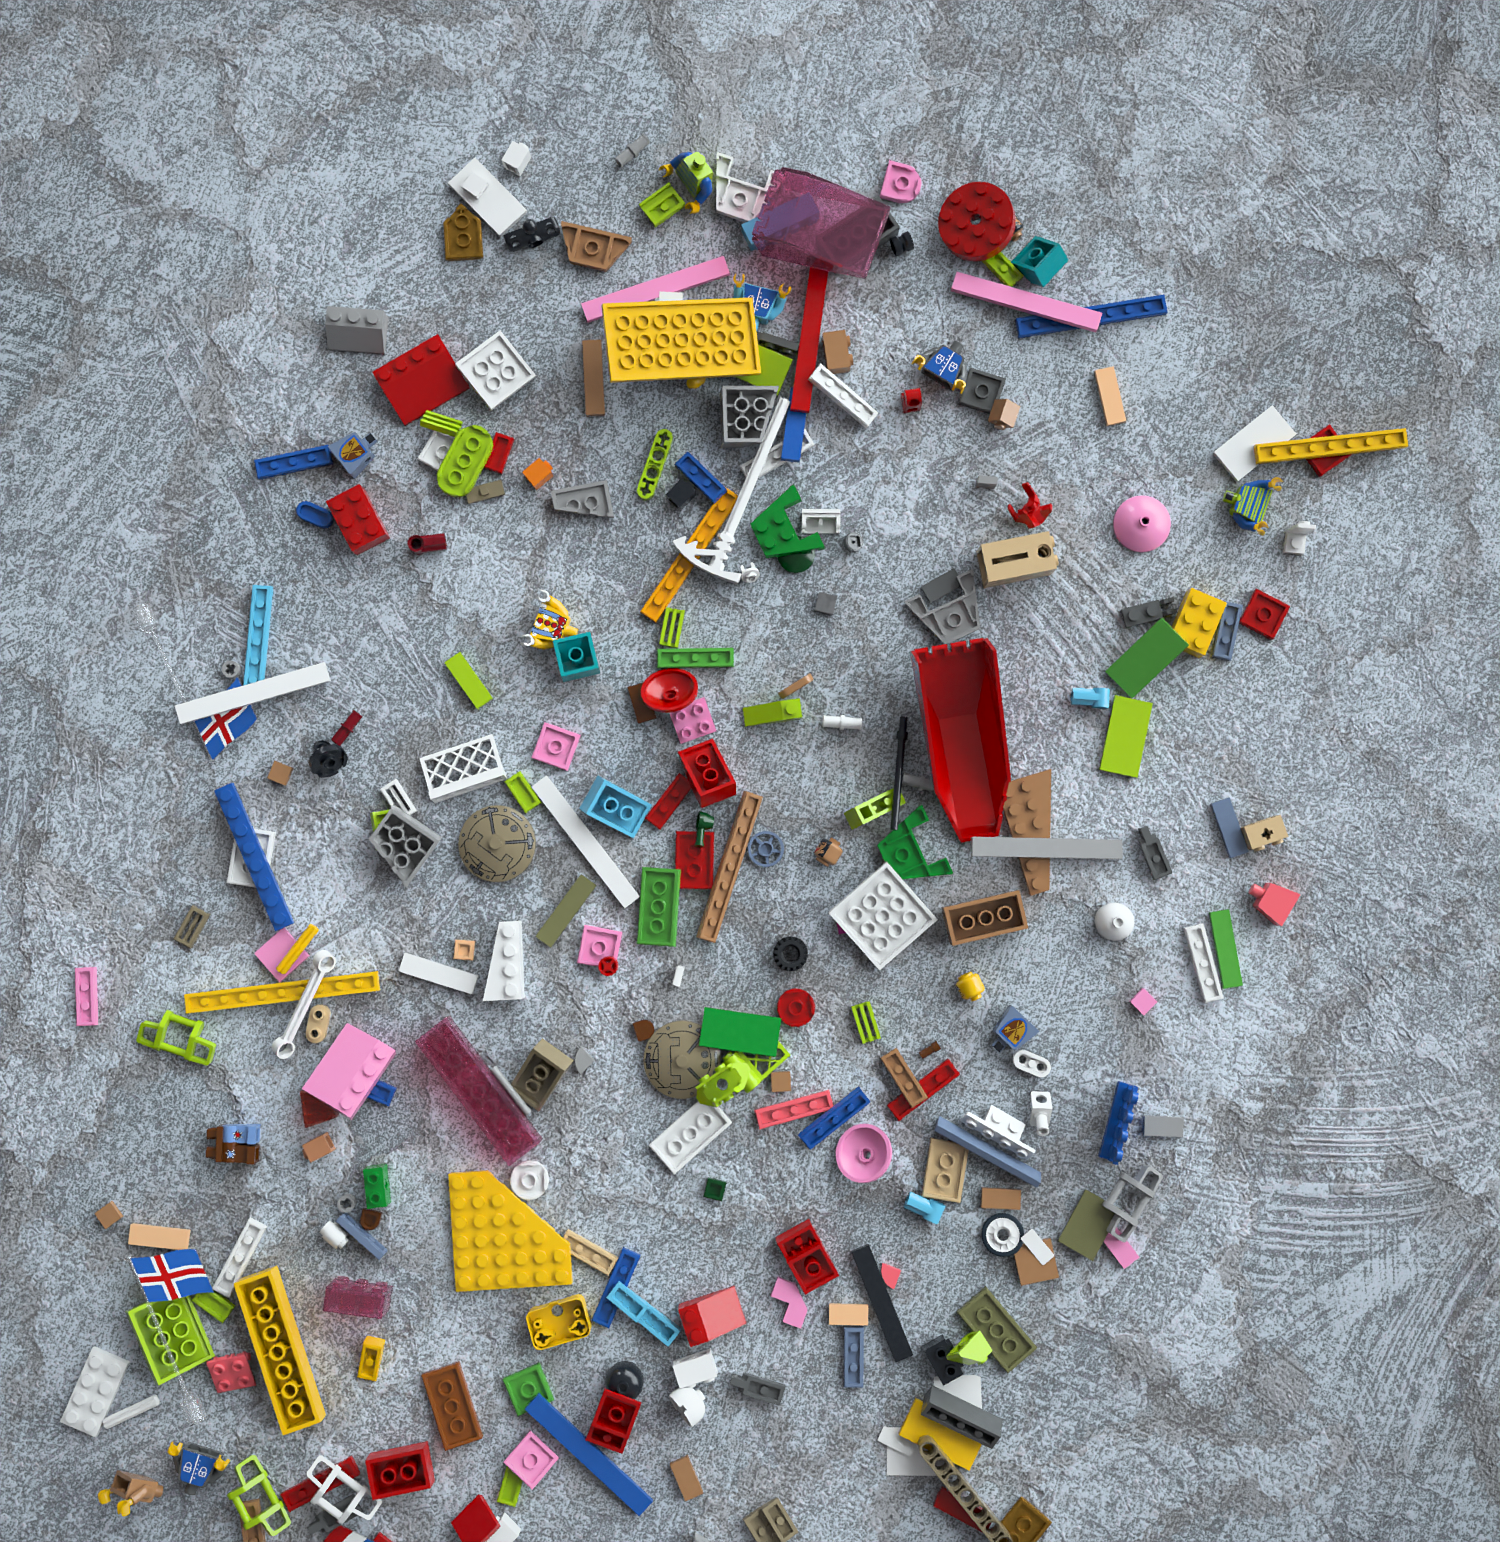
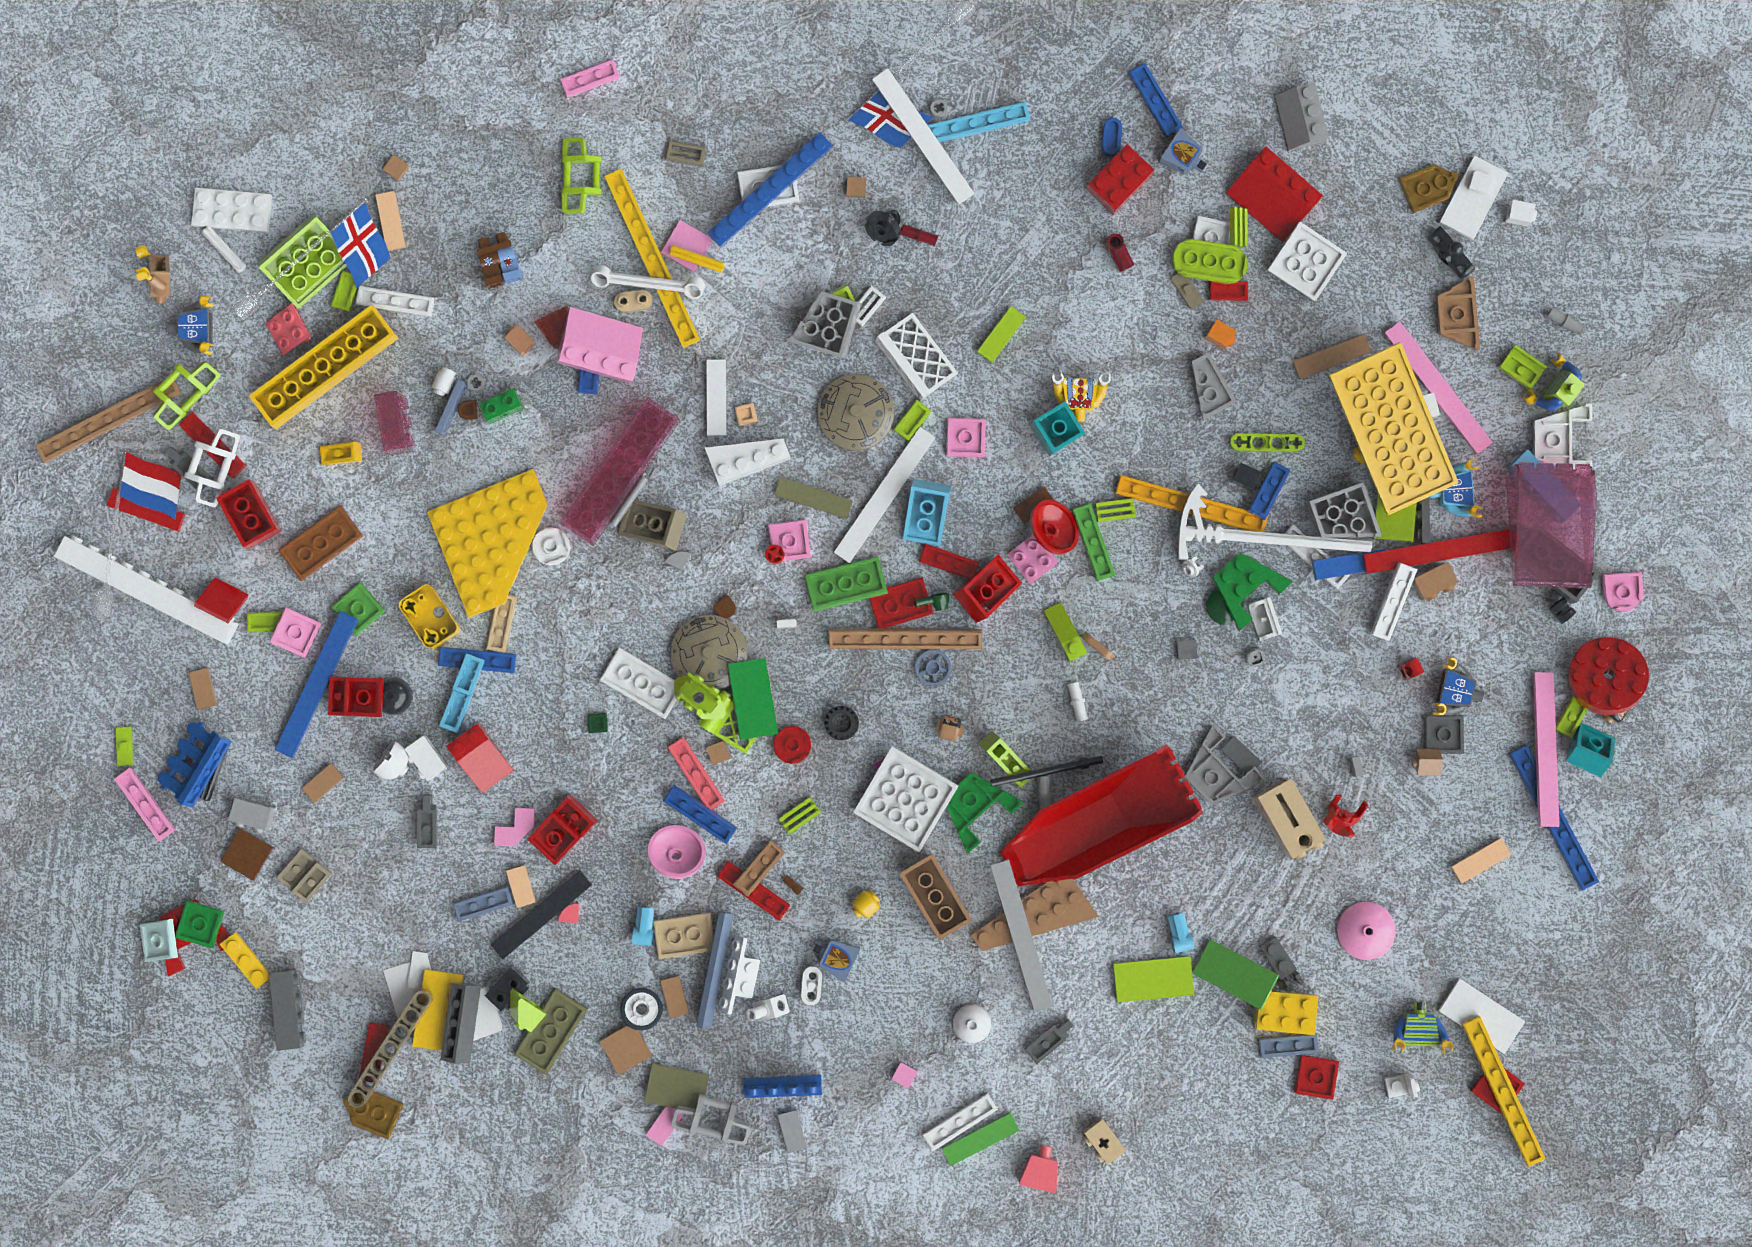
camera: 75 degrees right, 0 degrees up
(1037, 1247) = (640, 1045): white sticker -> none
(1229, 827) = (1098, 1106): sand blue tile -> none

